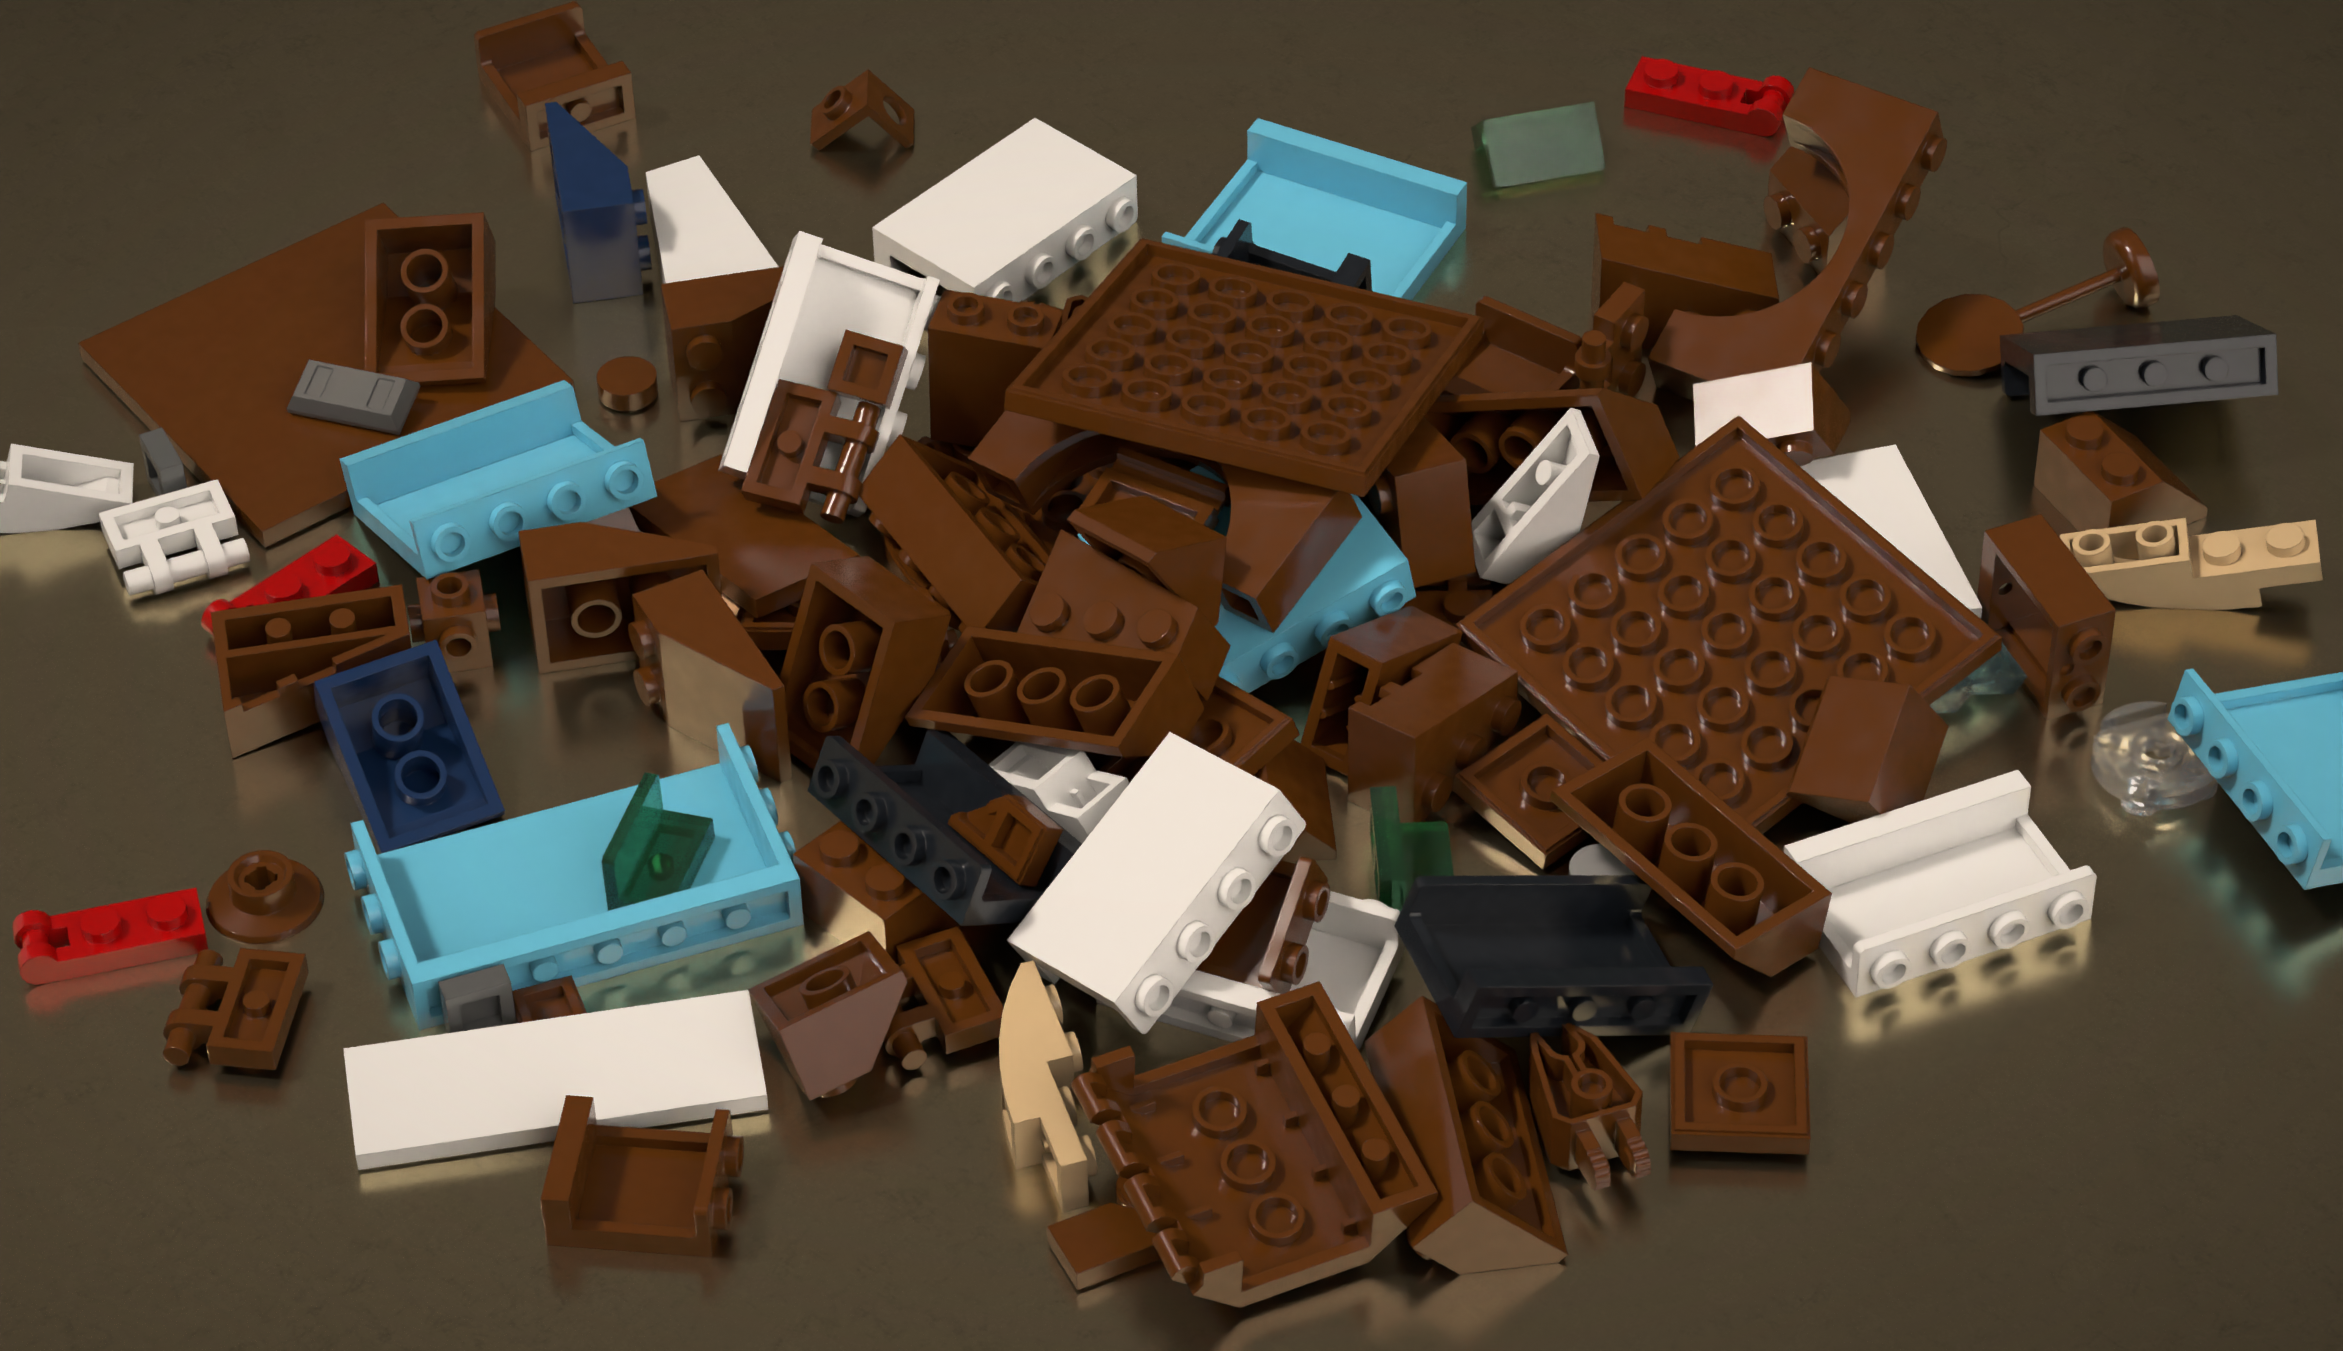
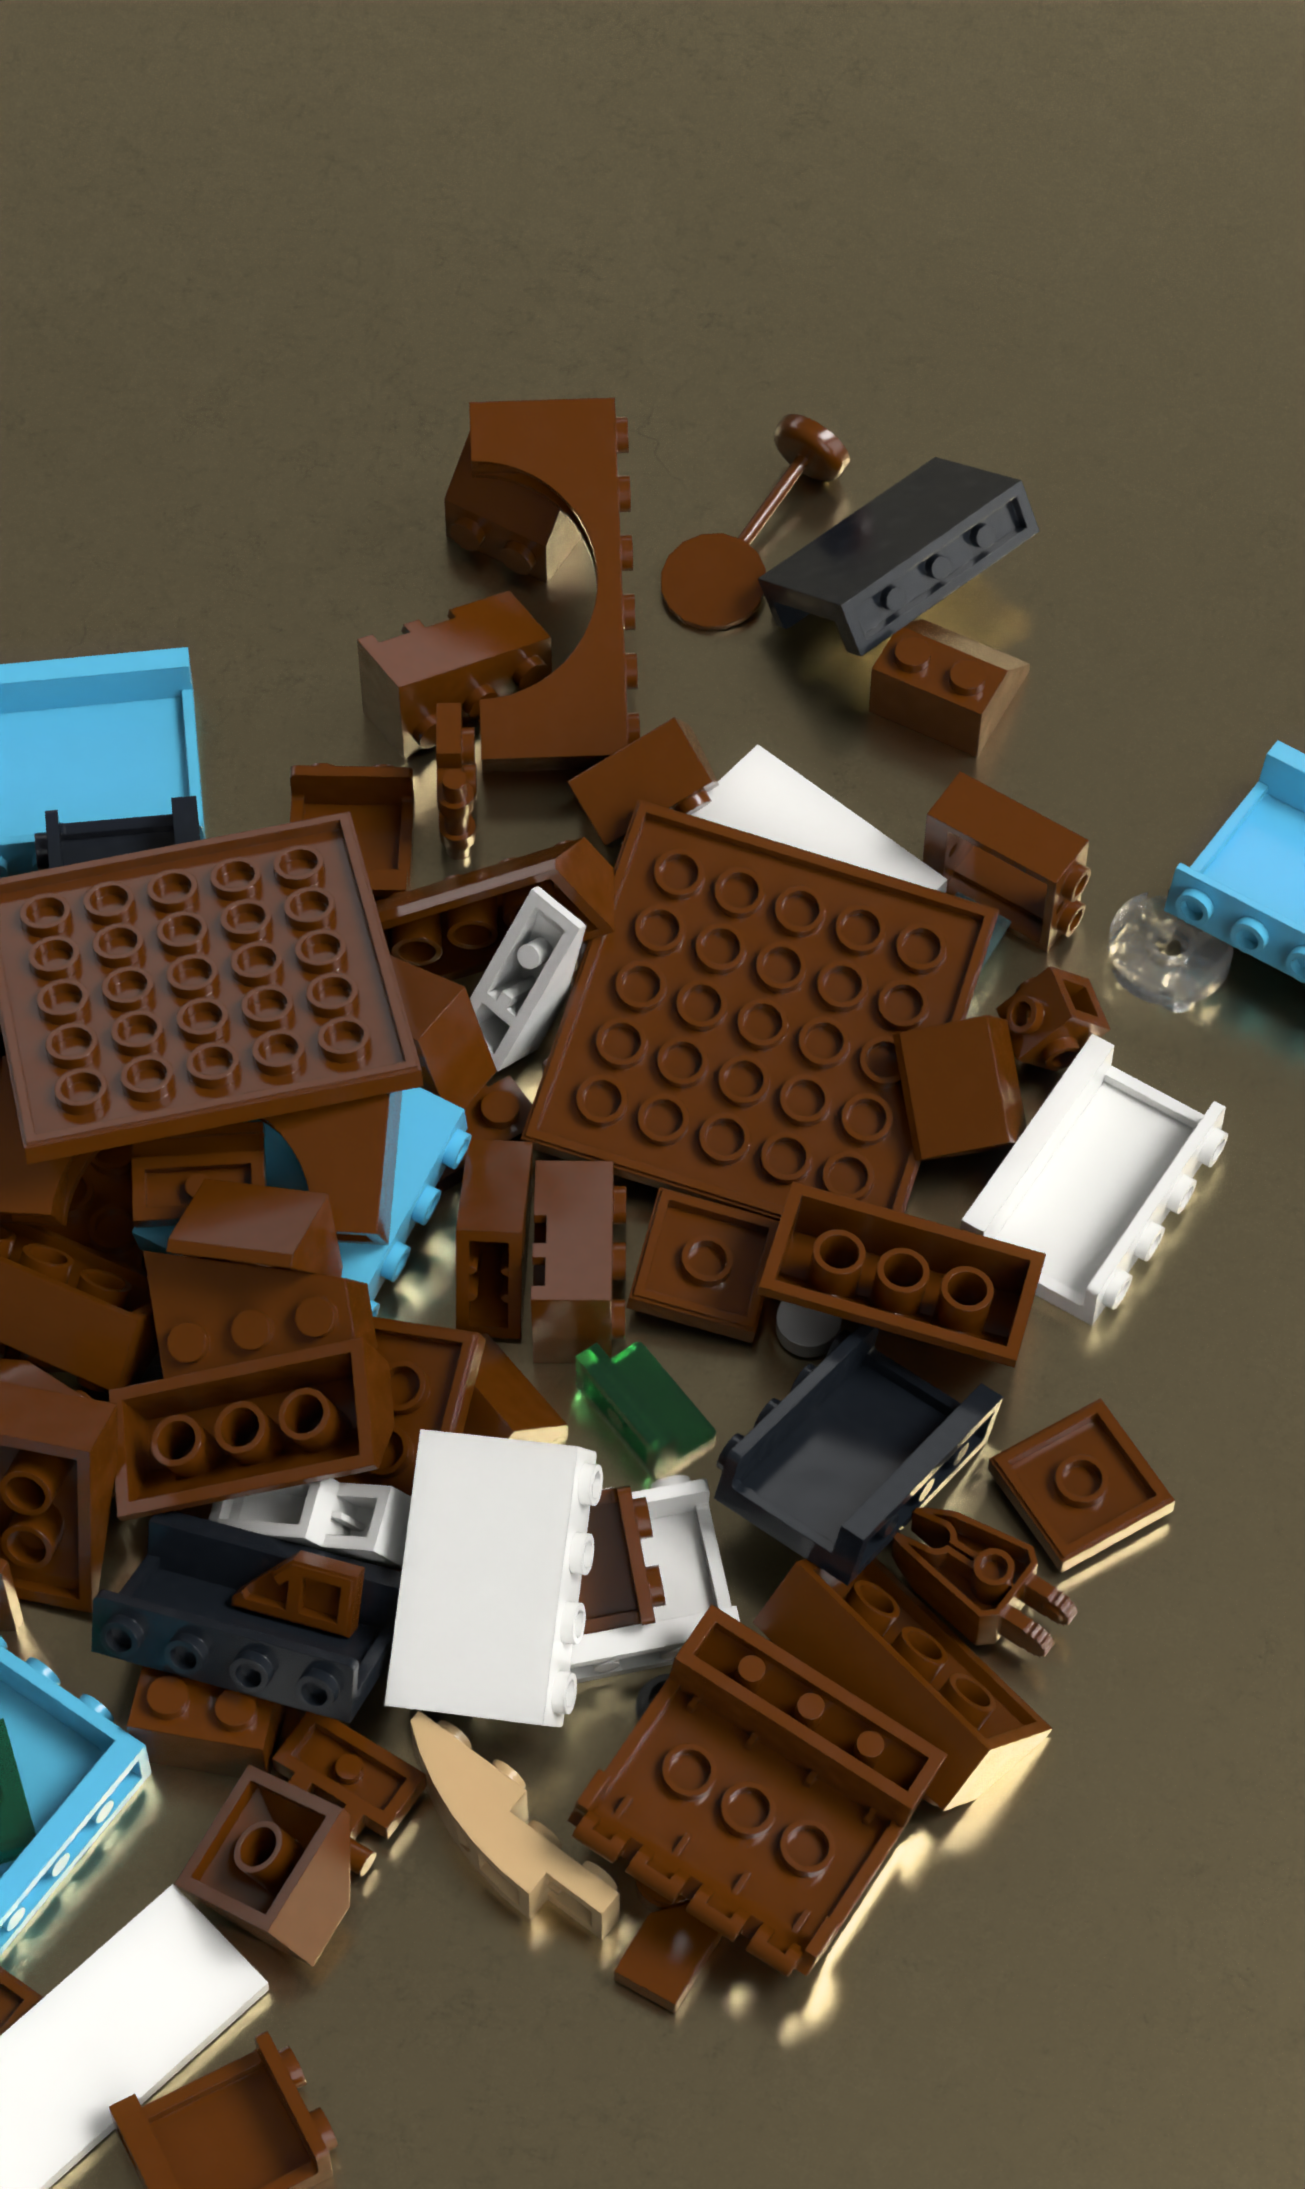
camera: 35 degrees left, 15 degrees up
(1541, 145) = (204, 560): clear green panel -> none
(1708, 96) = (311, 432): red plate -> none
(1995, 742) = (1052, 1018): none -> reddish brown brick
(2221, 570) = (1076, 735): tan slope -> none

